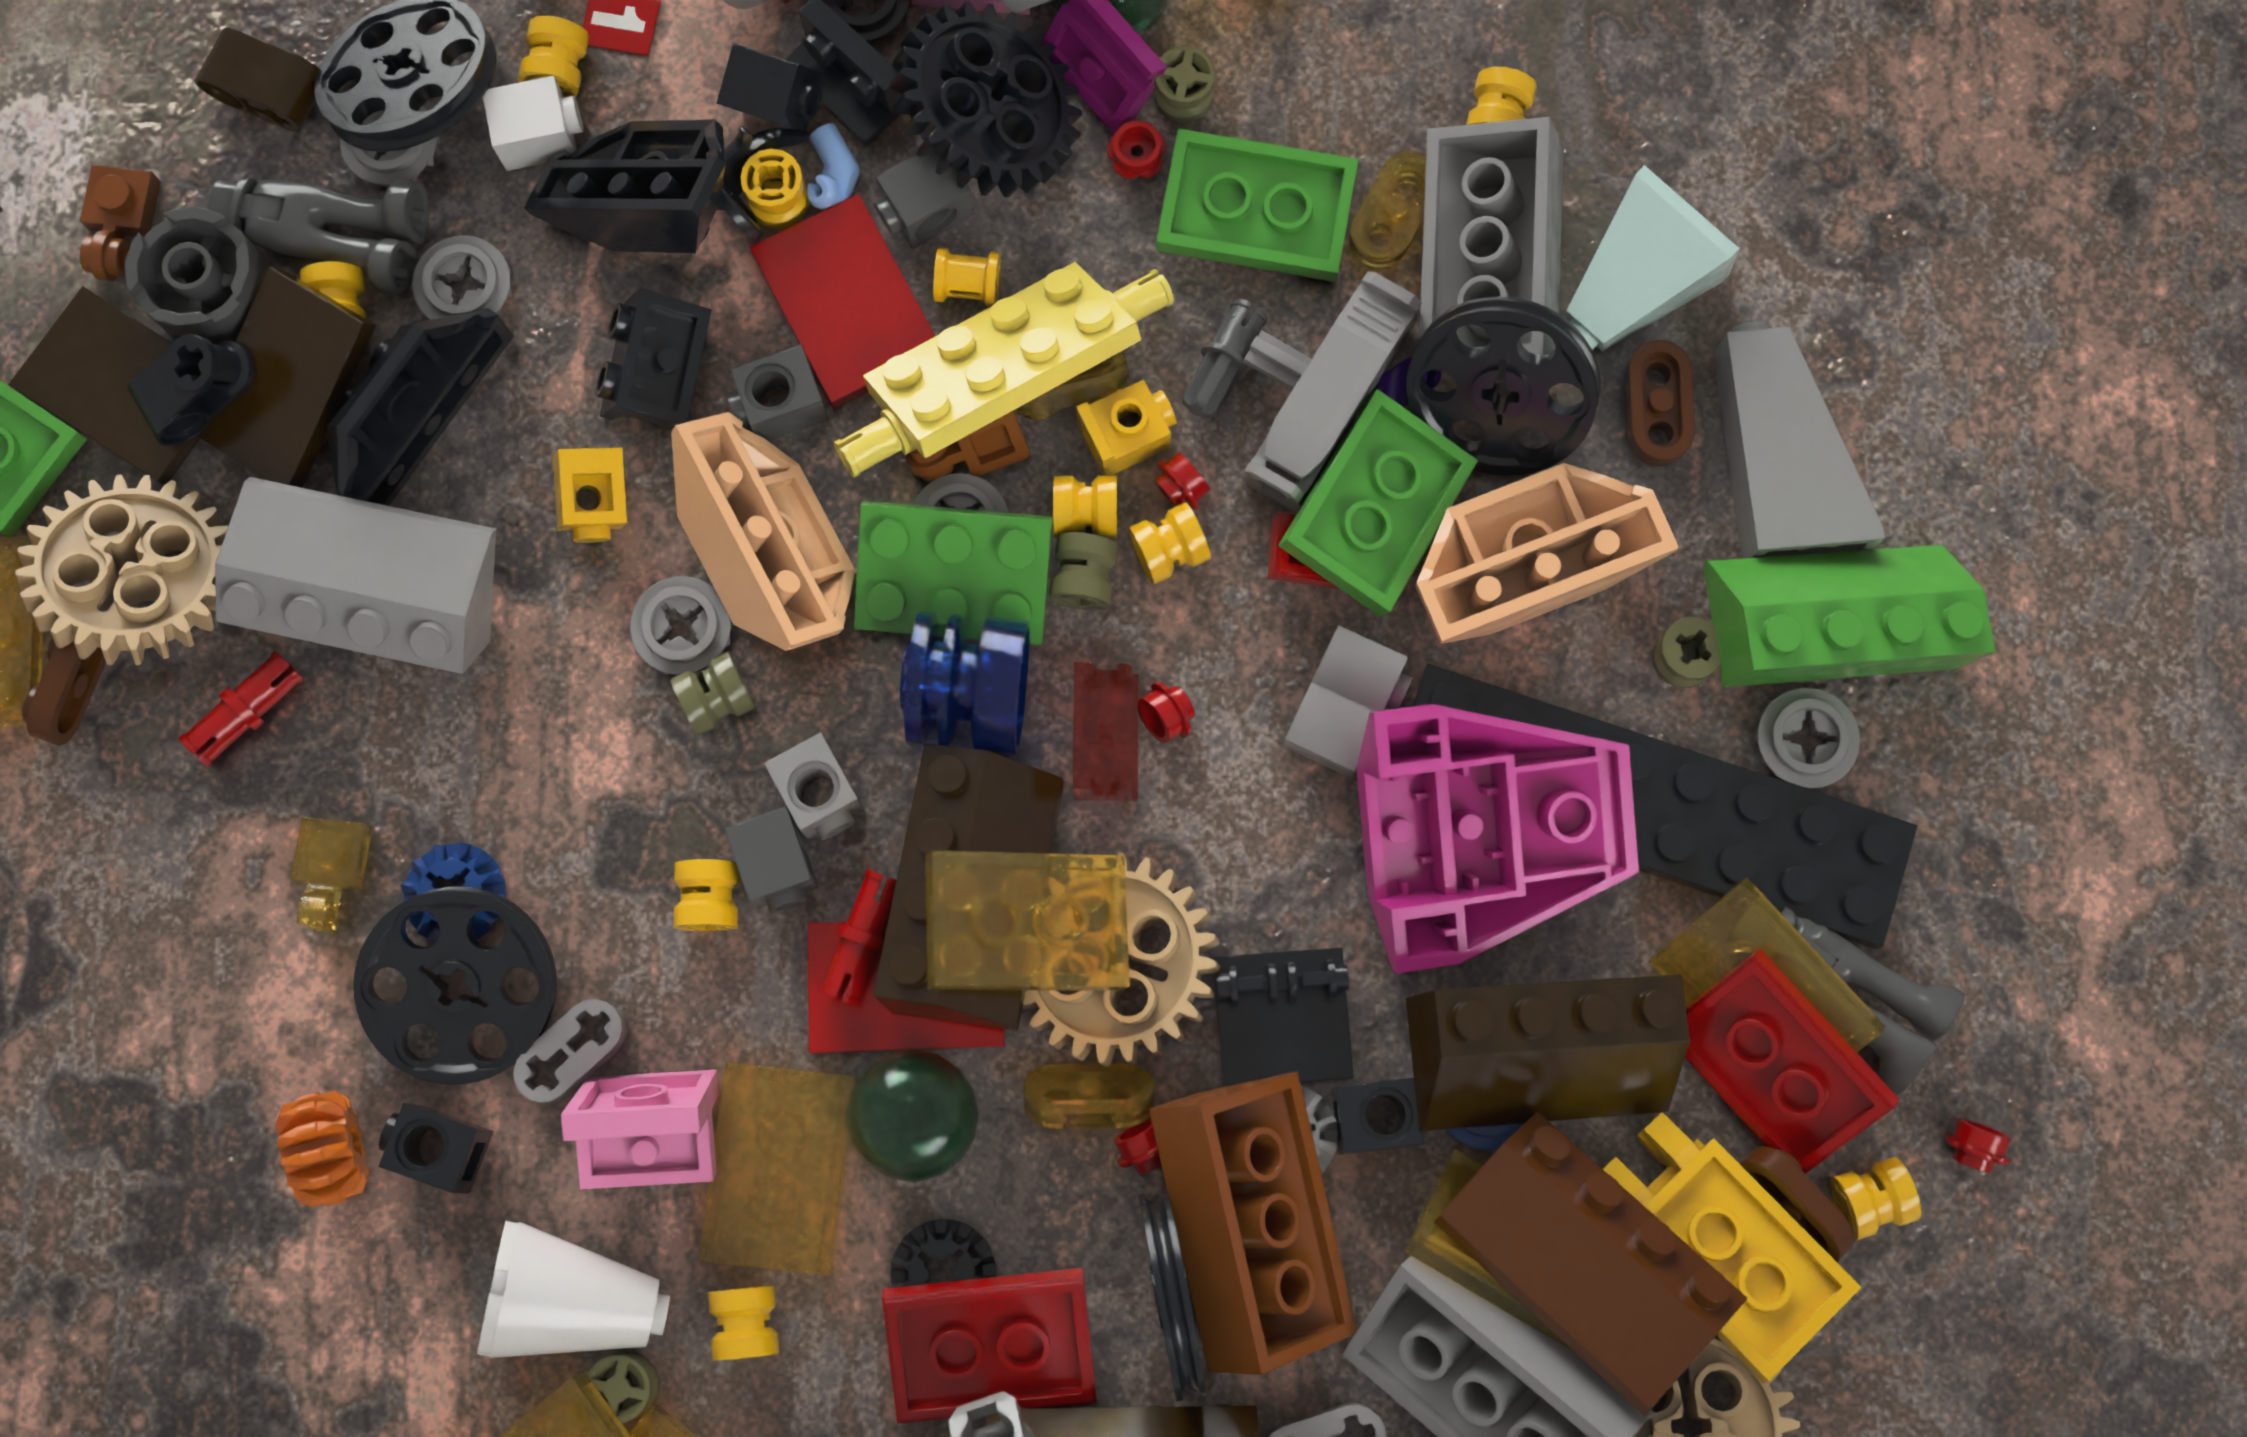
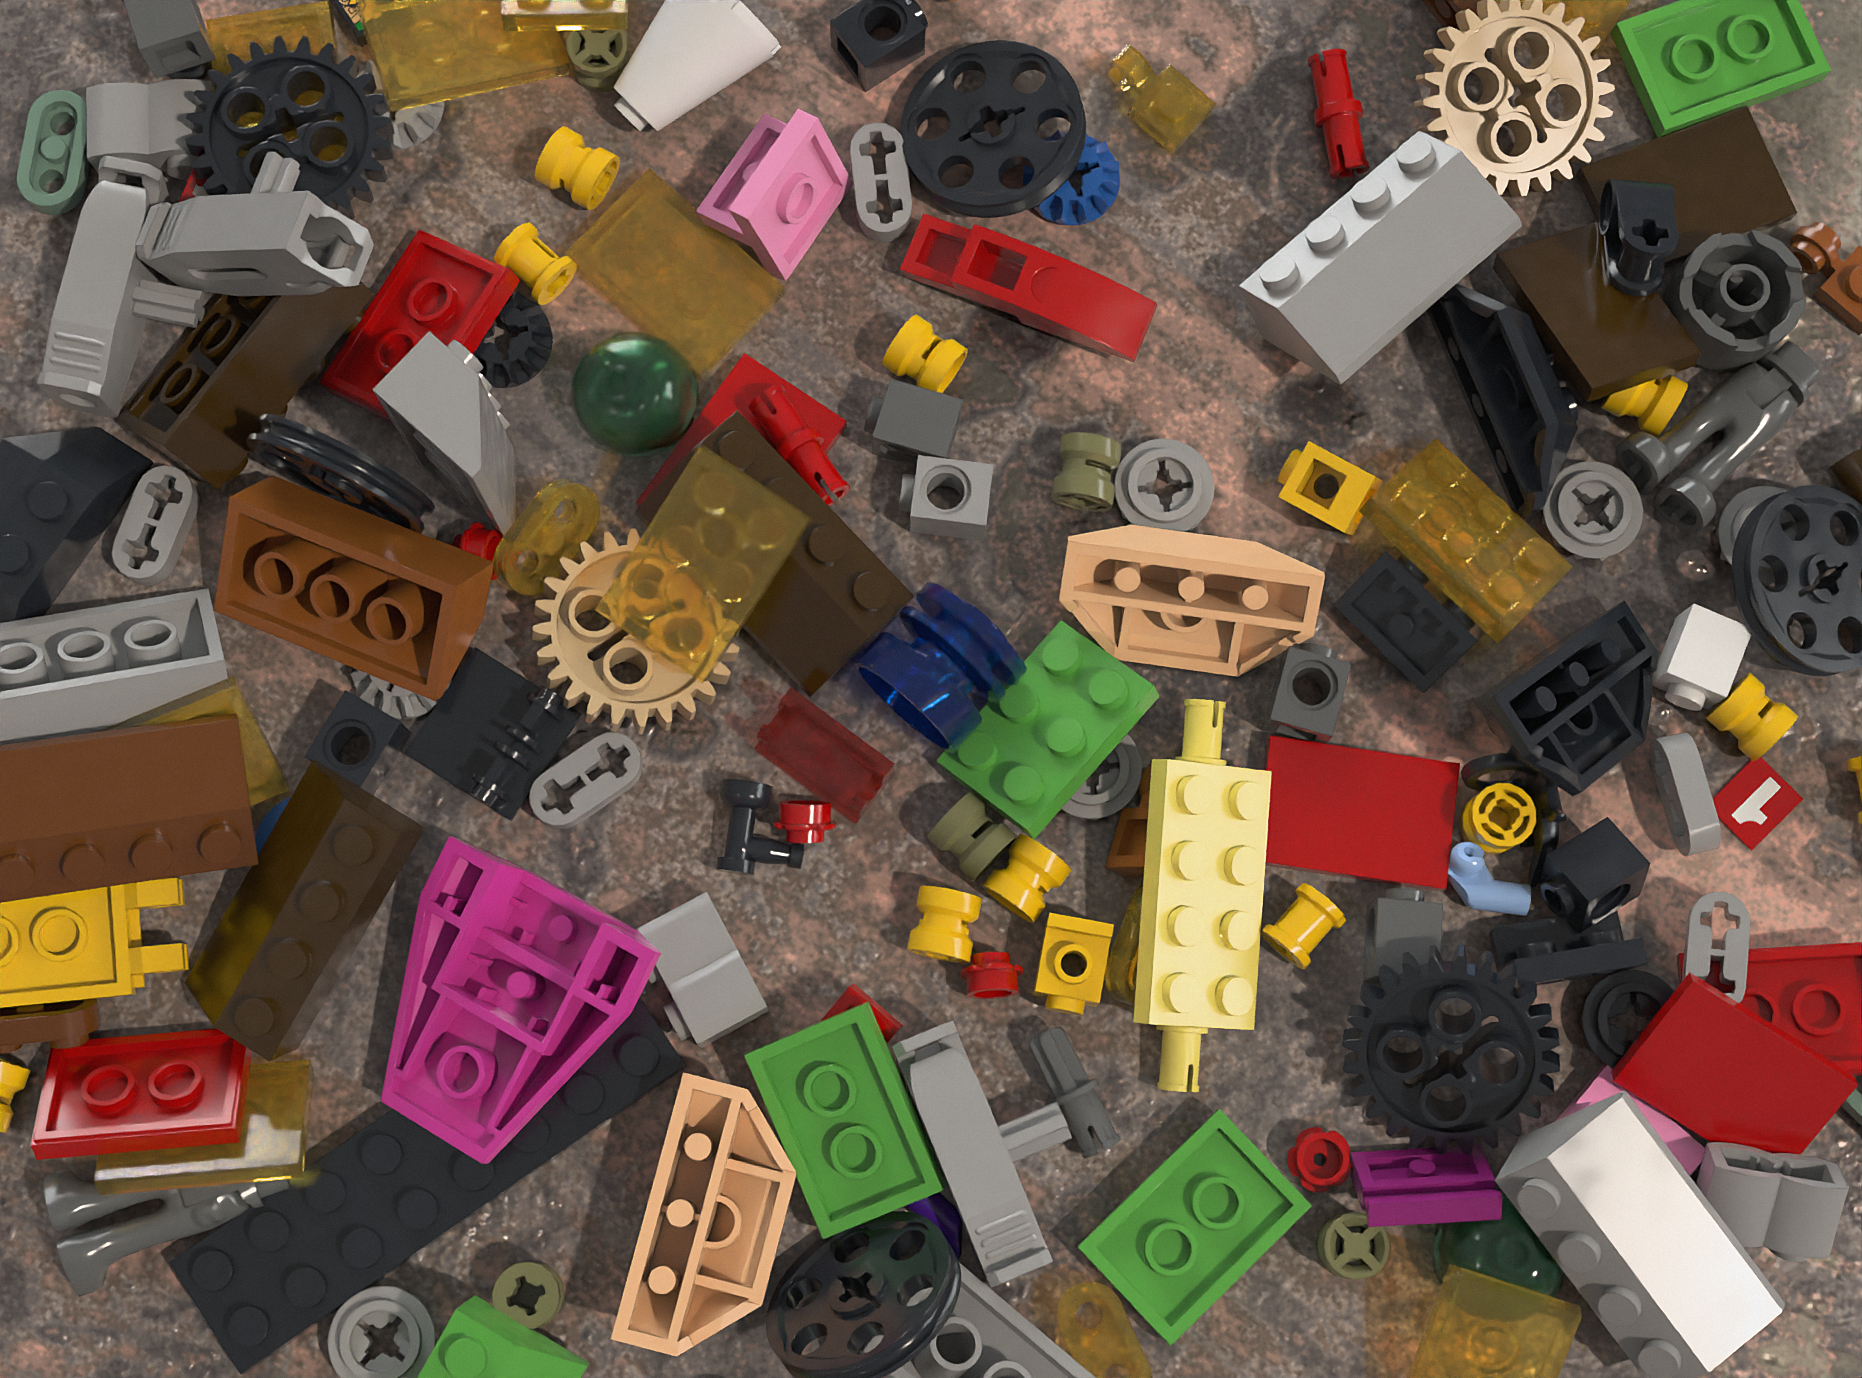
camera: 120 degrees right, 0 degrees up
(558, 356) = (1466, 539): none -> clear yellow plate
(582, 854) = (1031, 284): none -> red slope
(652, 68) = (1685, 794): none -> light grey beam
(856, 1293) = (535, 263): none -> yellow bush
(1065, 1207) = (454, 427): none -> light grey slope
(1224, 746) = (742, 847): none -> black piece
(1270, 896) = (577, 768): none -> light grey beam

